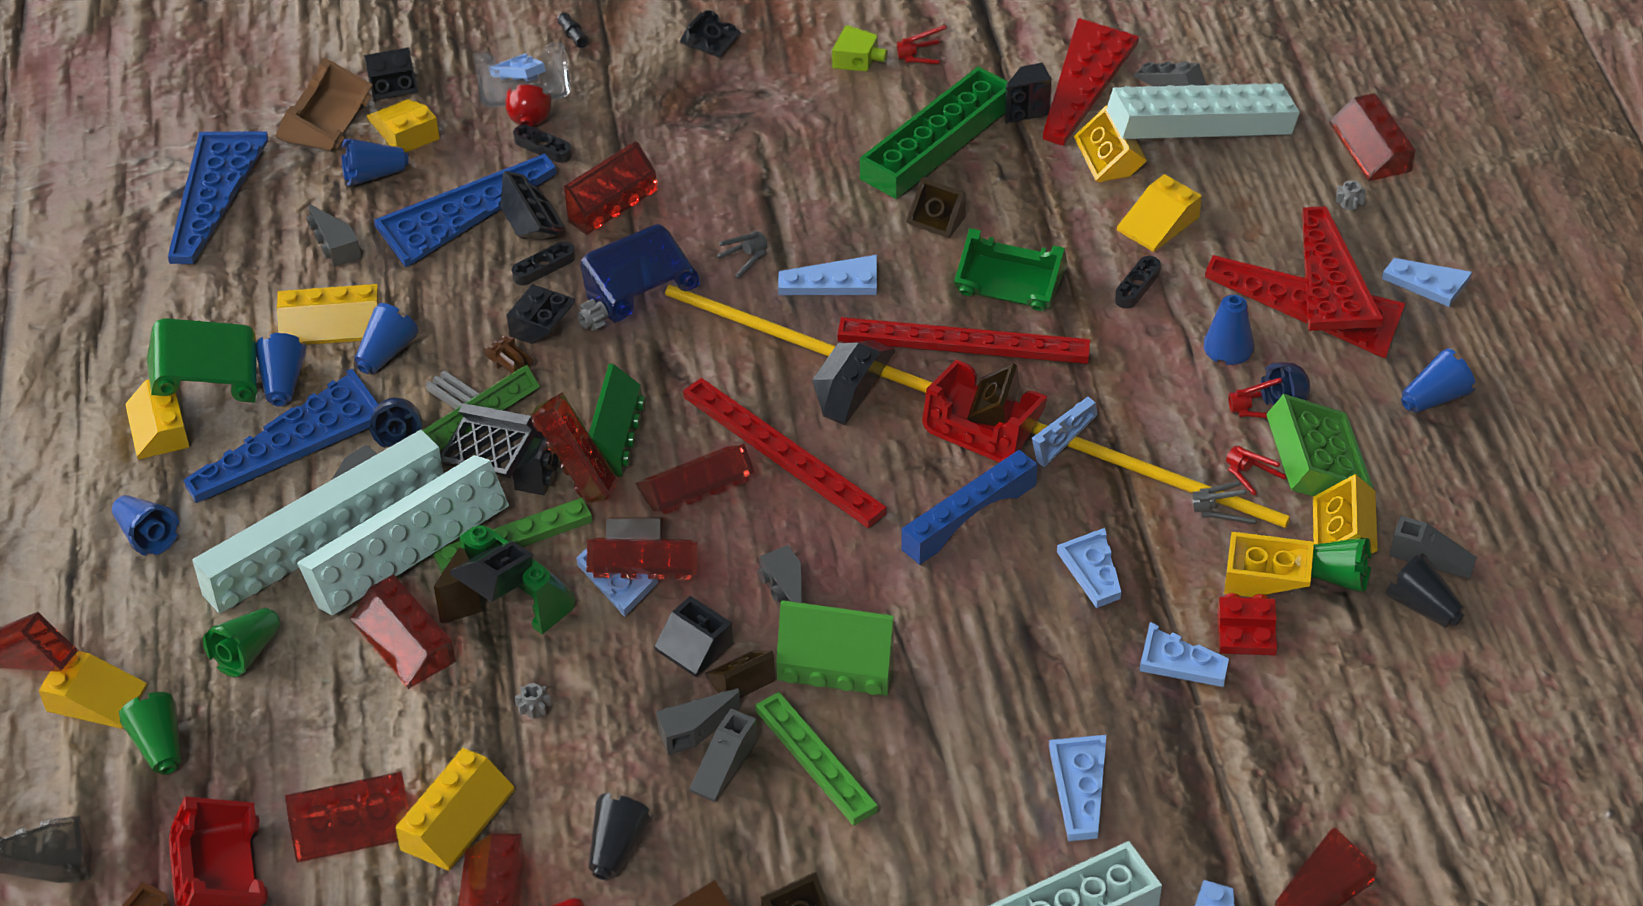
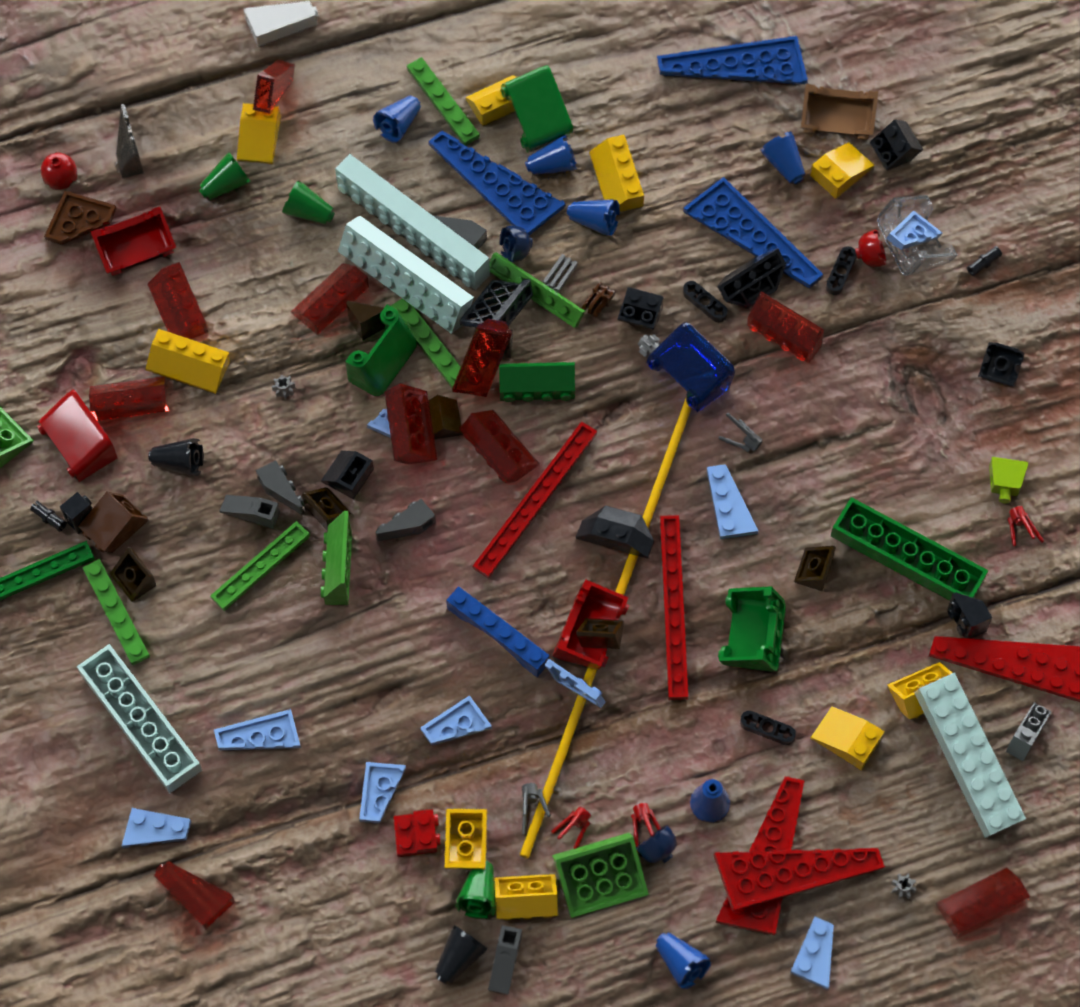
camera: 80 degrees right, 20 degrees up
(129, 481) = (443, 101): none -> bright green plate
(336, 237) = (697, 159): dark grey slope -> none
(495, 570) = (358, 330): black slope -> none

